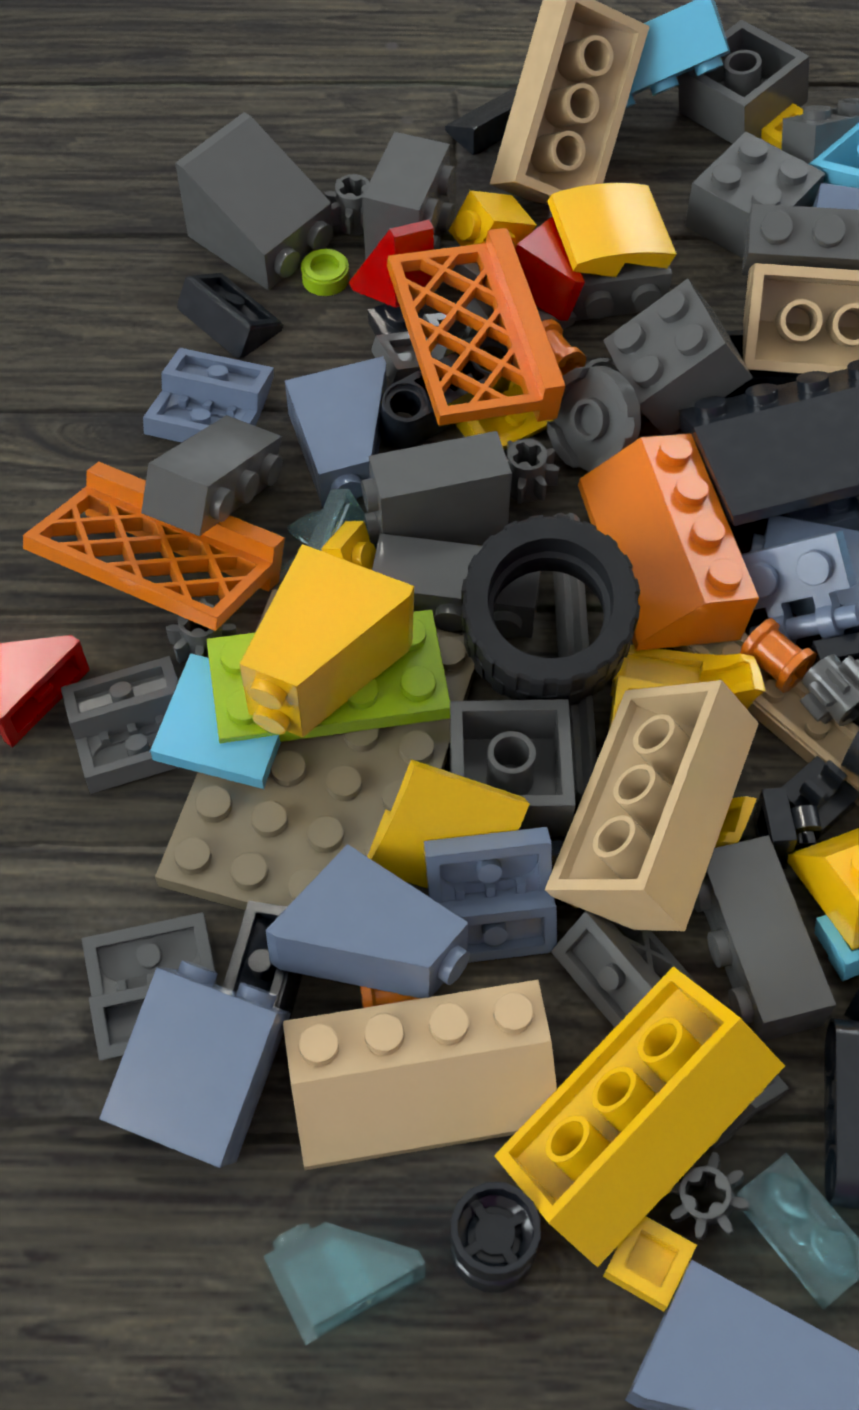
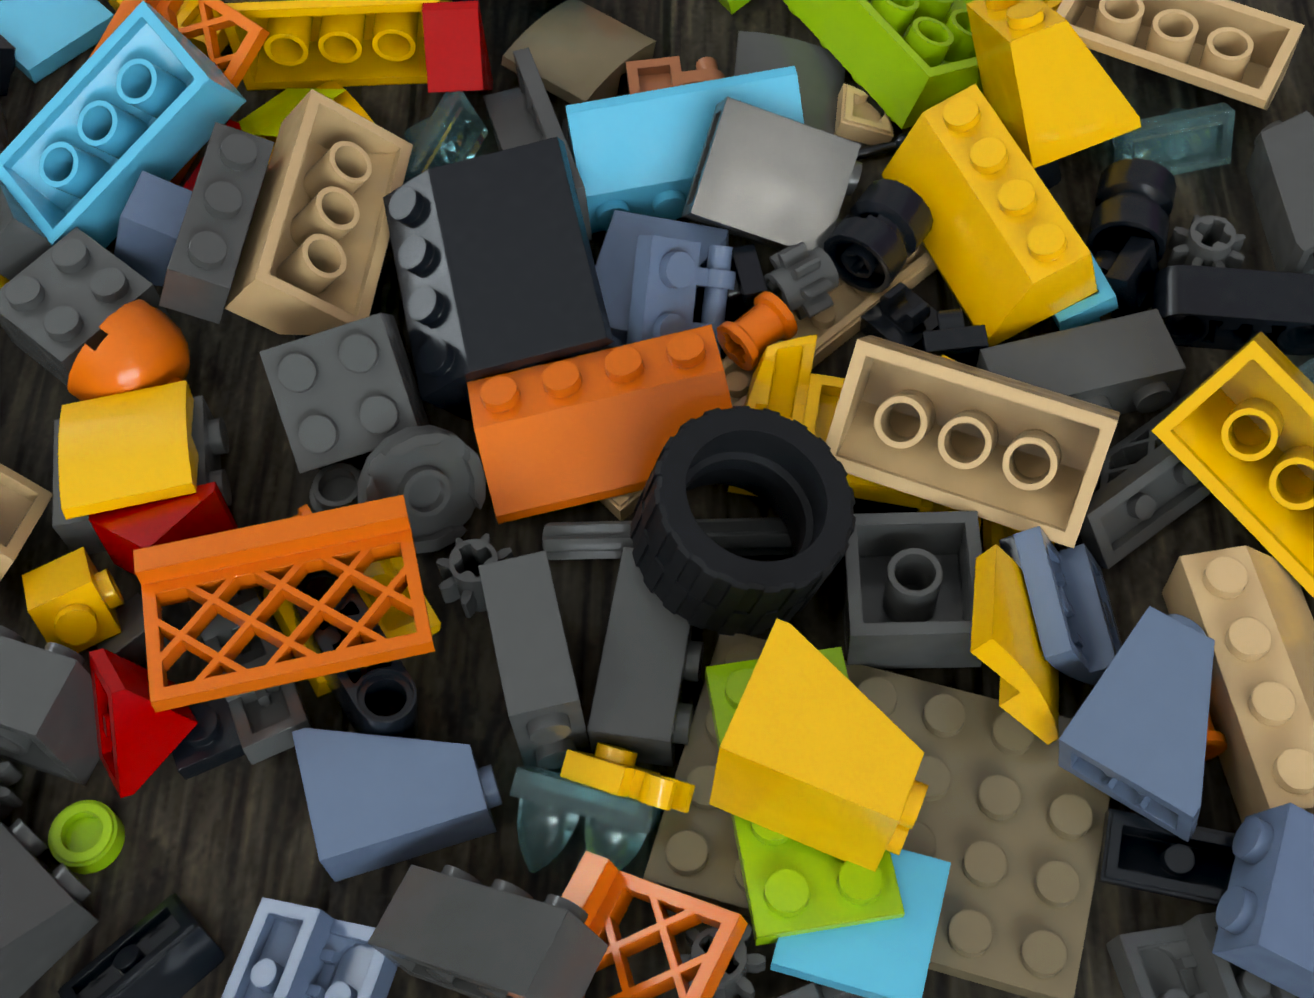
camera: 85 degrees left, 0 degrees up
(703, 228) = (137, 354): none -> orange cylinder

